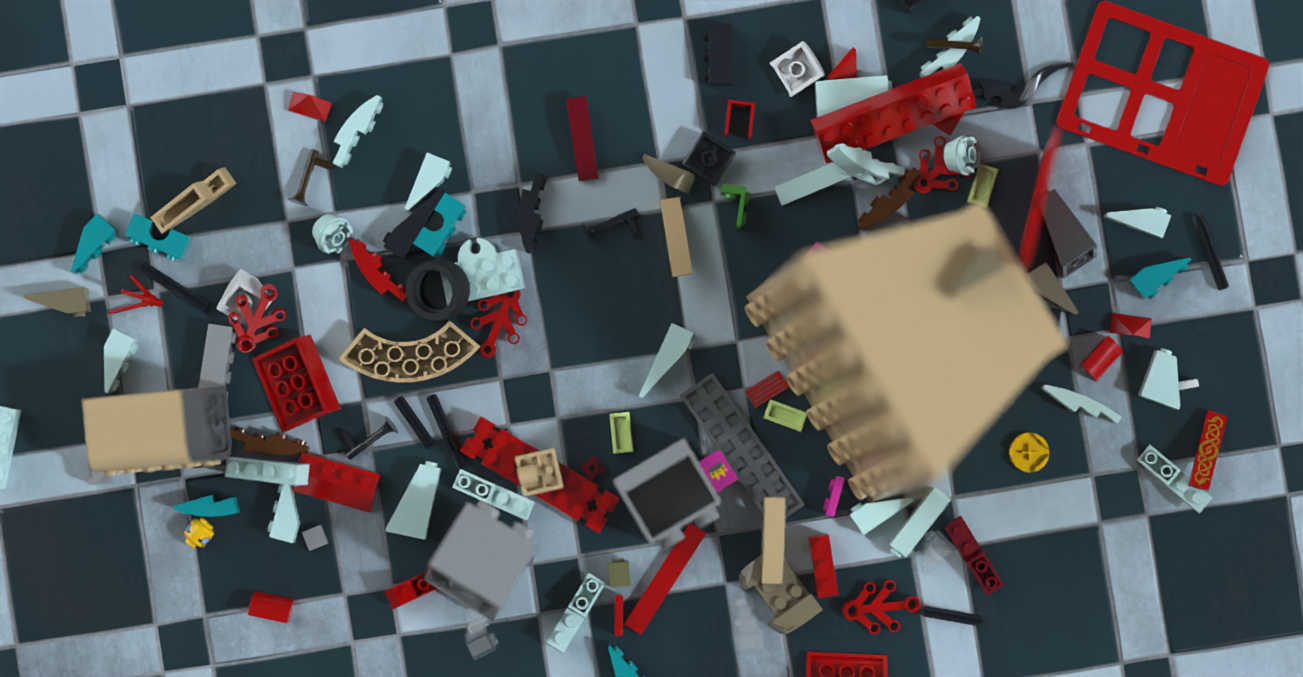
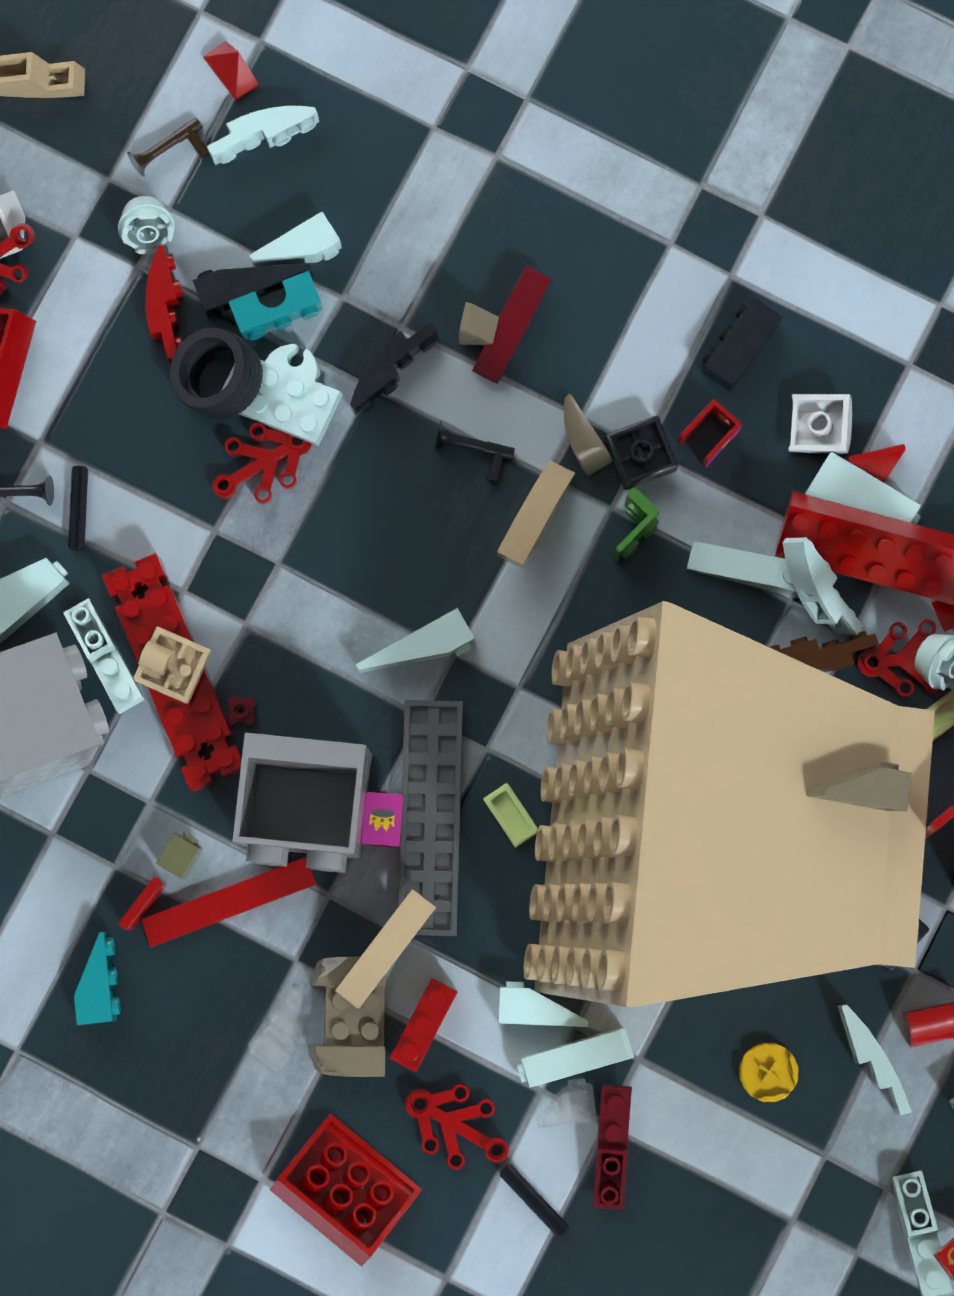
camera: 40 degrees right, 5 degrees down
(409, 360) = (126, 431): tan brick -> none
(446, 431) = (106, 544): black axle -> none
(565, 154) = (477, 326): none -> dark tan slope
(575, 613) = (94, 864): light aqua slope -> none
(621, 432) = (305, 694): yellowish green tile -> none
(766, 389) = (512, 768): red tile -> none
(831, 504) = (487, 958): dark pink plate -> none
(1050, 289) = (937, 898): dark tan slope -> none

